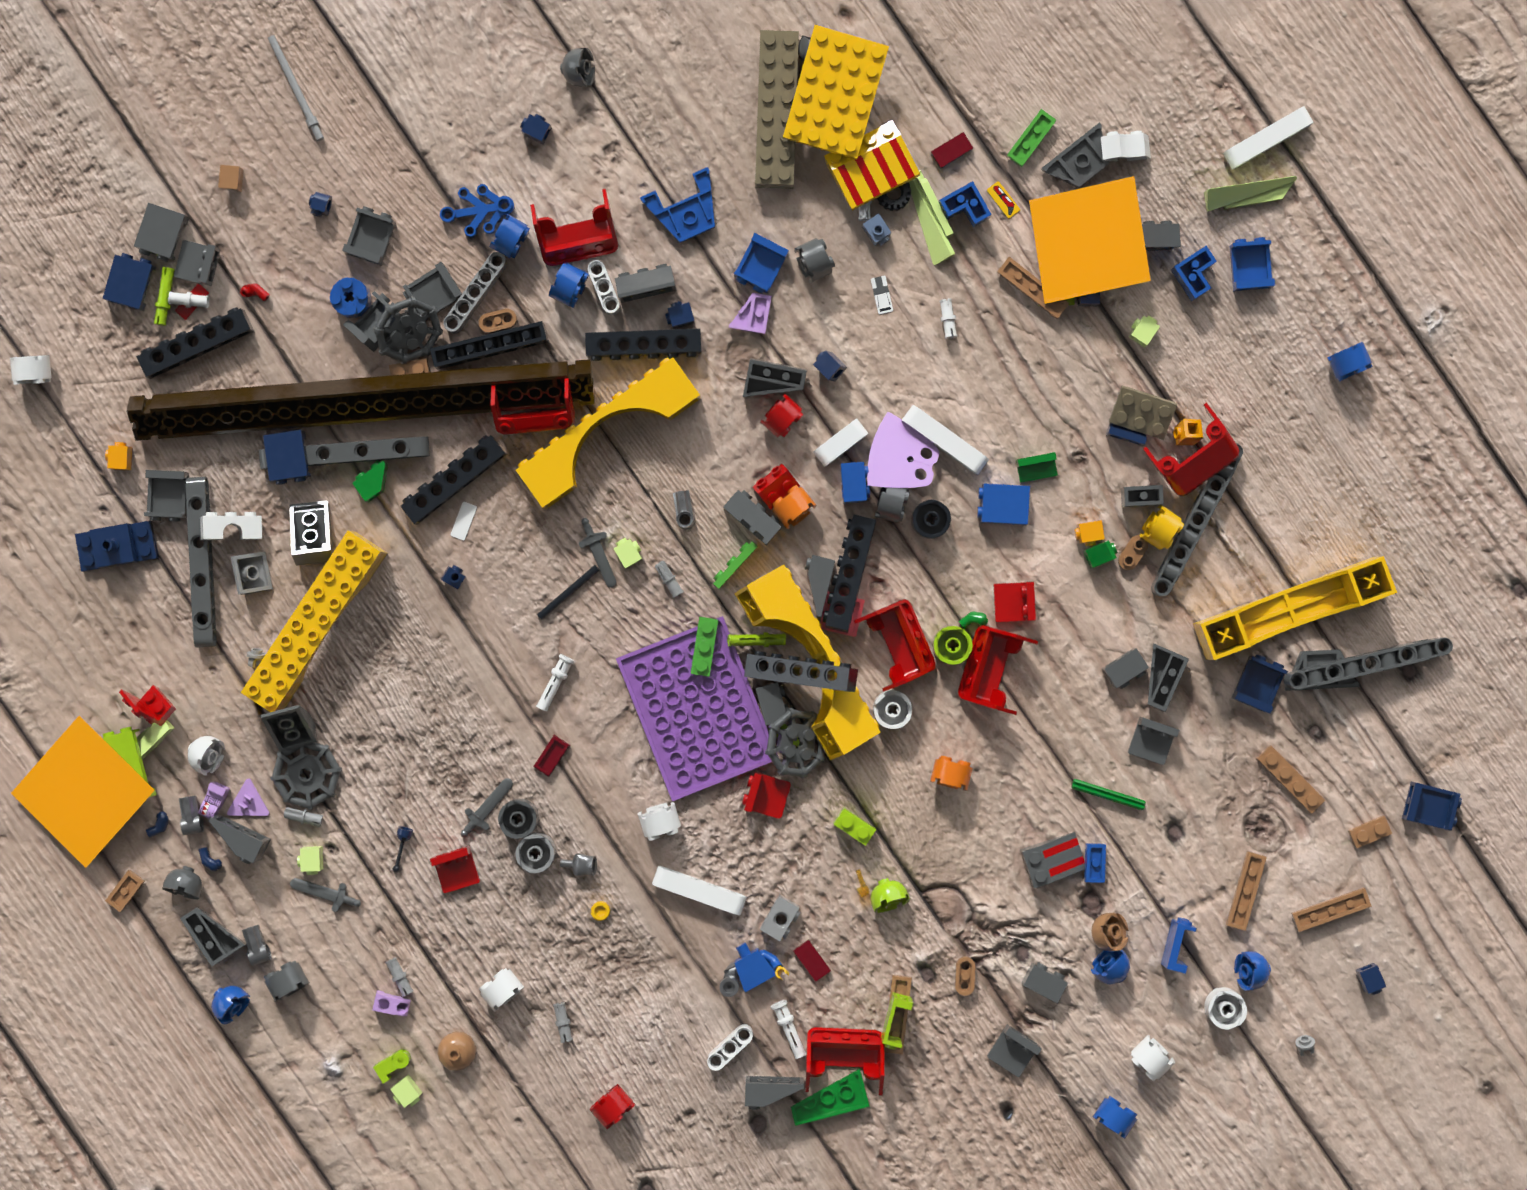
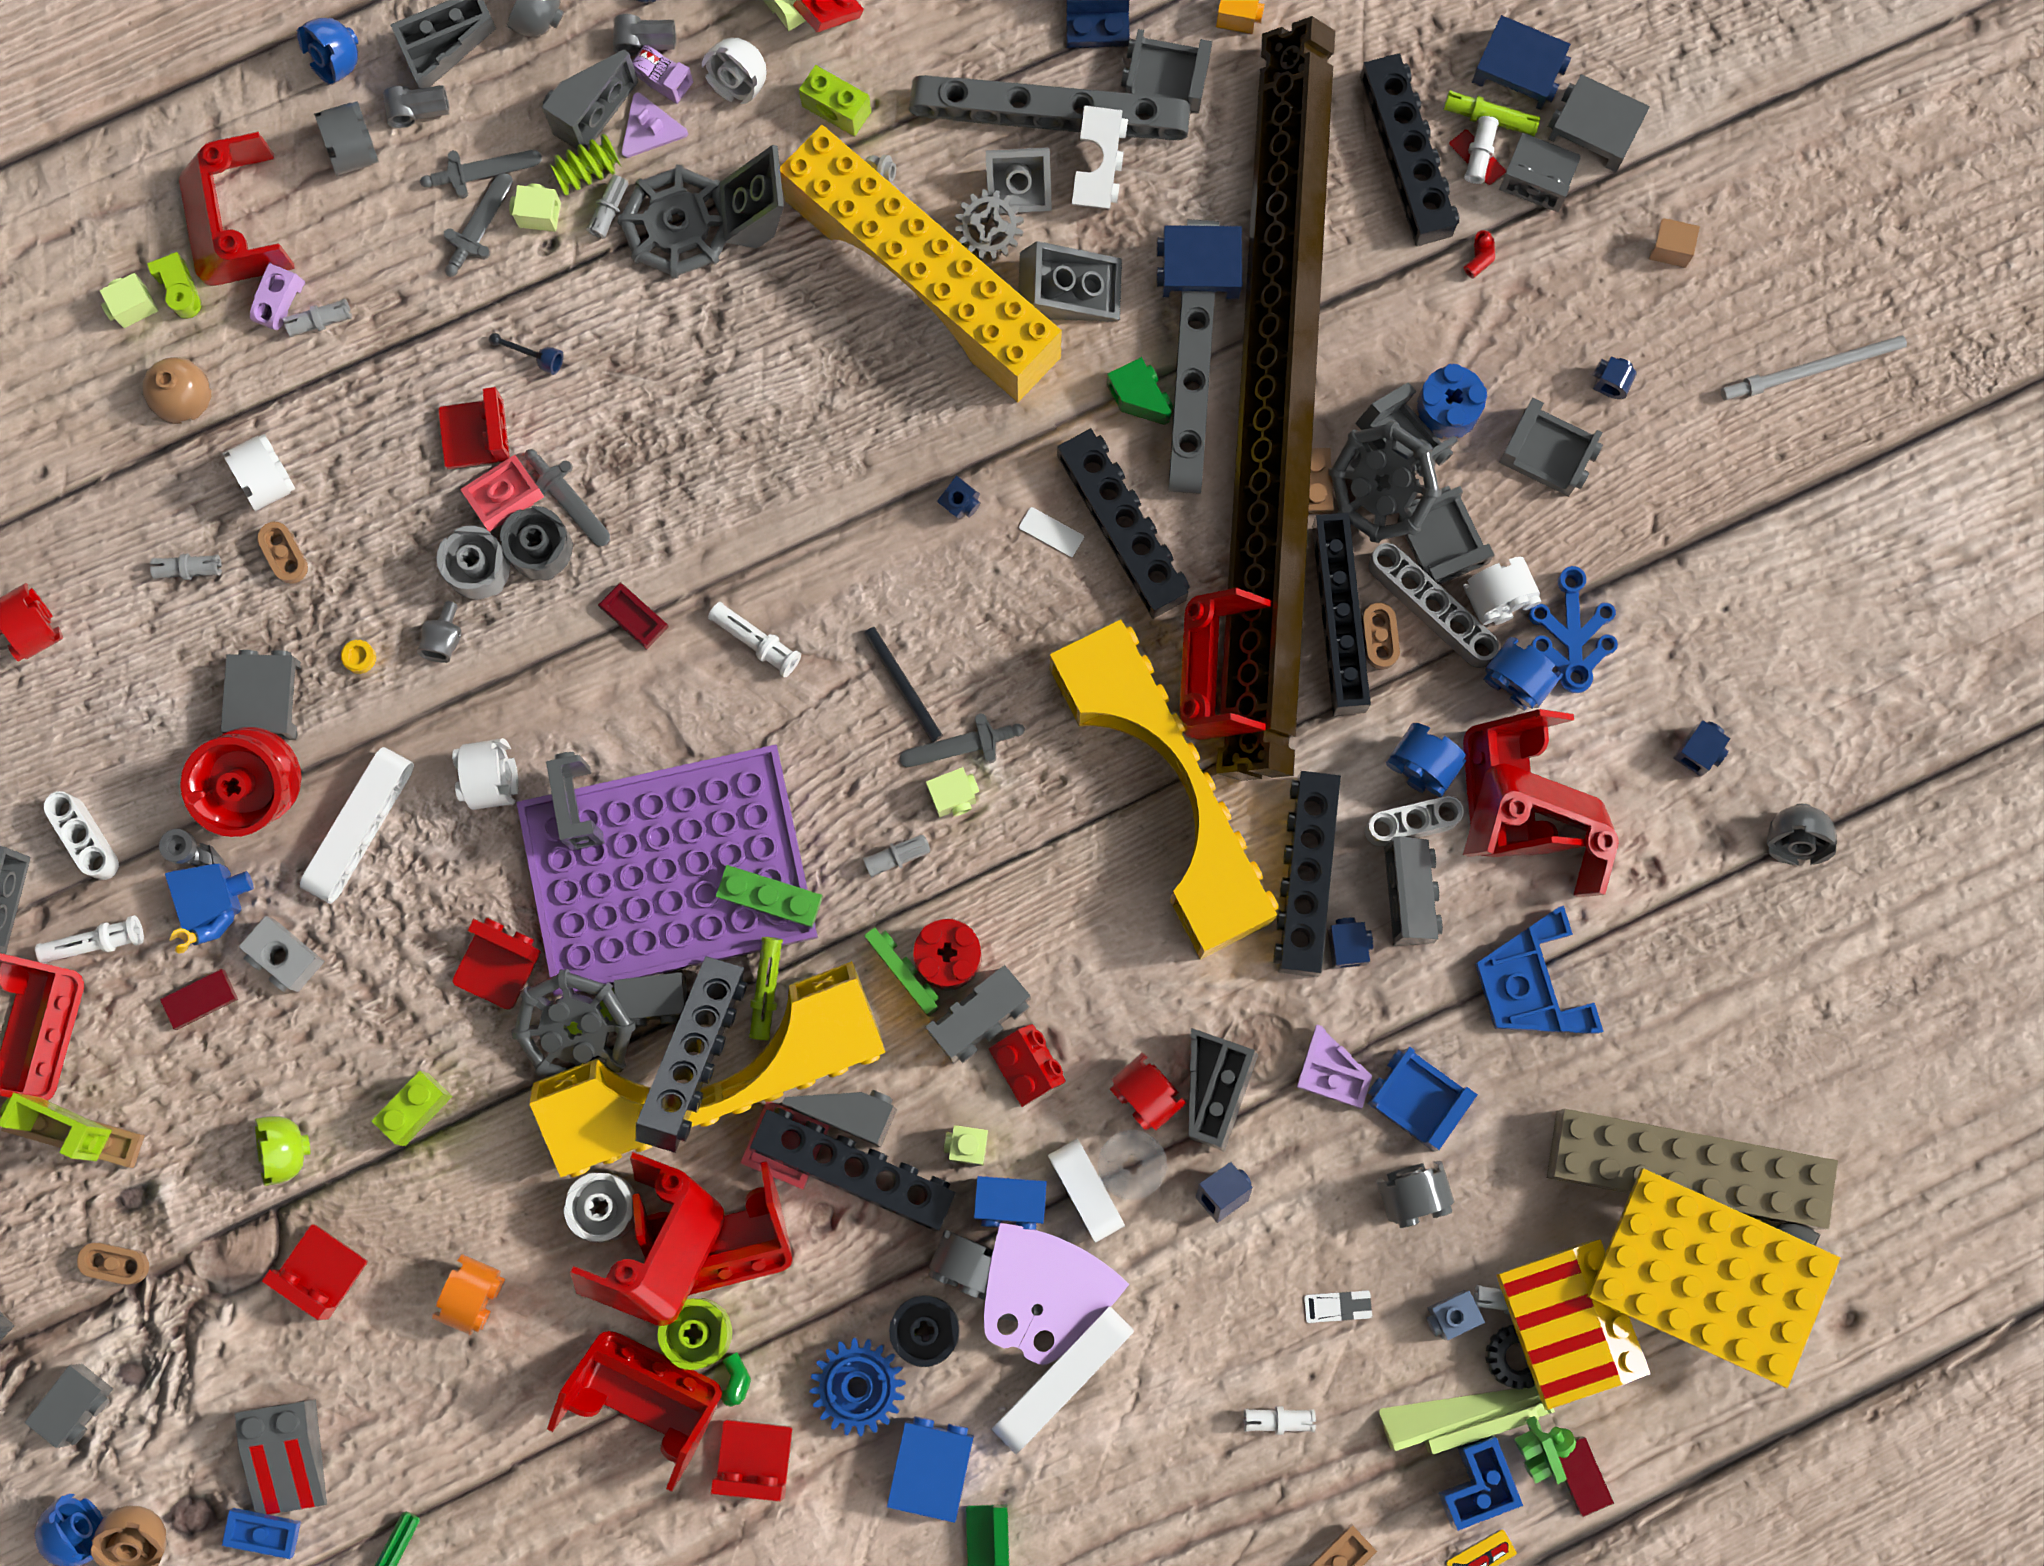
camera: 105 degrees right, 10 degrees down
(207, 861) = (567, 50): dark blue arm -> none
(216, 691) = (835, 100): none -> lime brick
(279, 834) = (585, 164): none -> lime piece
(282, 577) = (975, 221): none -> light grey gear
(295, 910) = (460, 174): none -> dark grey sword
(370, 1046) = (218, 253): none -> red windscreen
(462, 253) = (1501, 591): none -> white brick
(491, 844) = (501, 492): none -> coral plate
(546, 967) = (284, 554): none -> medium nougat plate
(585, 235) = (1510, 796): none -> red windscreen
(632, 961) = (260, 692): none -> dark grey panel
(683, 507) = (1015, 898): flat silver piece -> none
(686, 958) = (240, 781): none -> red piece
(687, 763) = (571, 831): none -> dark grey panel
(729, 532) = (934, 940): none -> red brick
(793, 507) = (985, 1088): orange brick -> none
(826, 512) = (966, 1145): none -> yellowish green brick
(828, 409) = (1143, 1149): none -> clear brick
(863, 890) = (300, 1108): clear yellow hand -> none
(930, 665) = (664, 1281): none -> red windscreen
(942, 173) = (1543, 1450): none -> bright green hips
(952, 860) = (317, 1273): none -> red bracket
(975, 542) = (835, 1390): none -> blue gear

